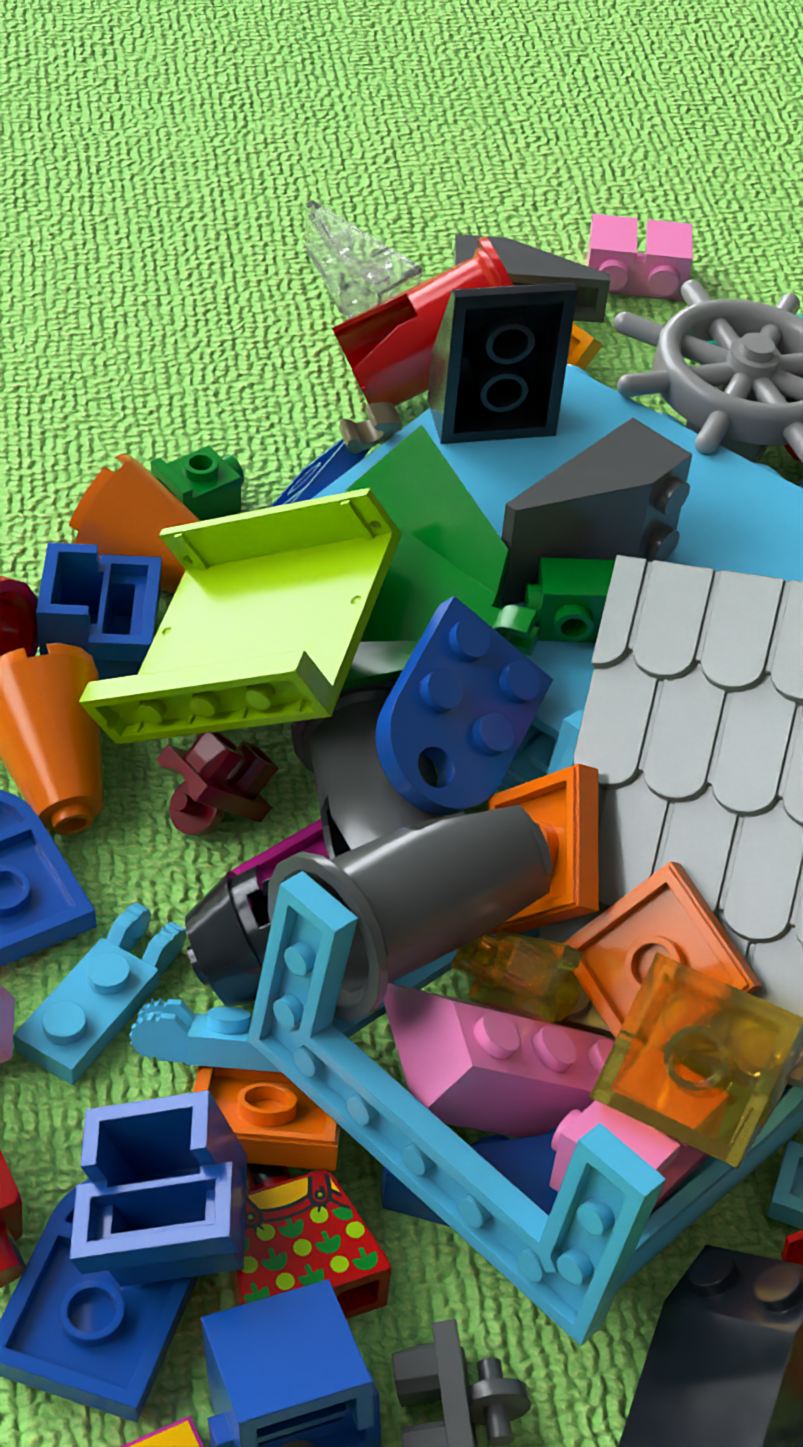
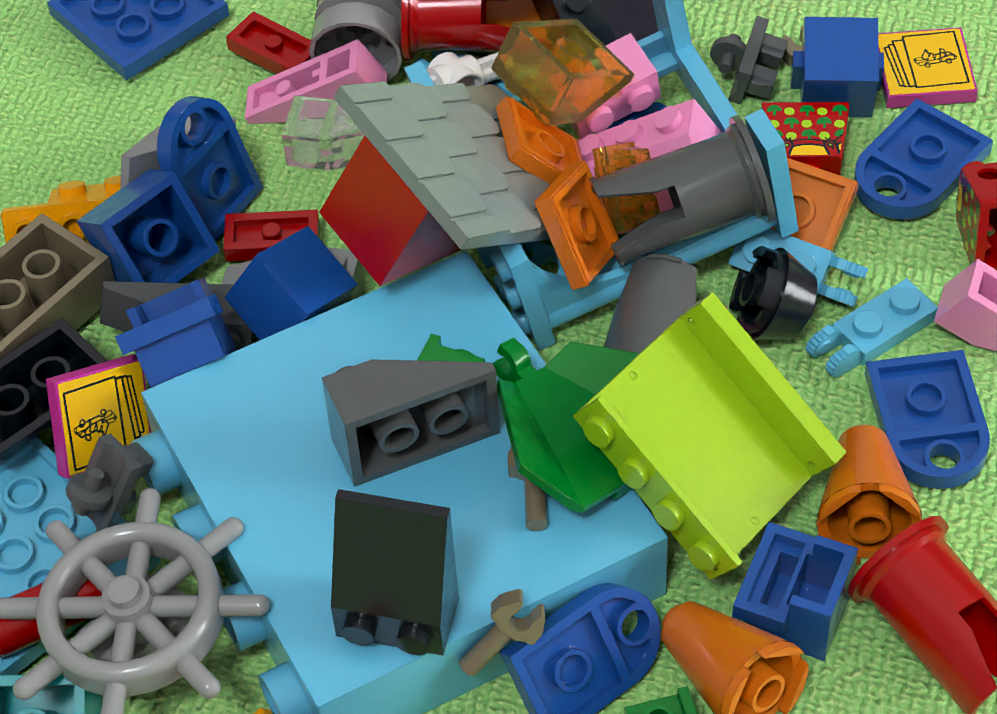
camera: 150 degrees left, 5 degrees up
(161, 1191) = (880, 138): blue plate -> none
(462, 706) = (586, 311): blue plate -> none

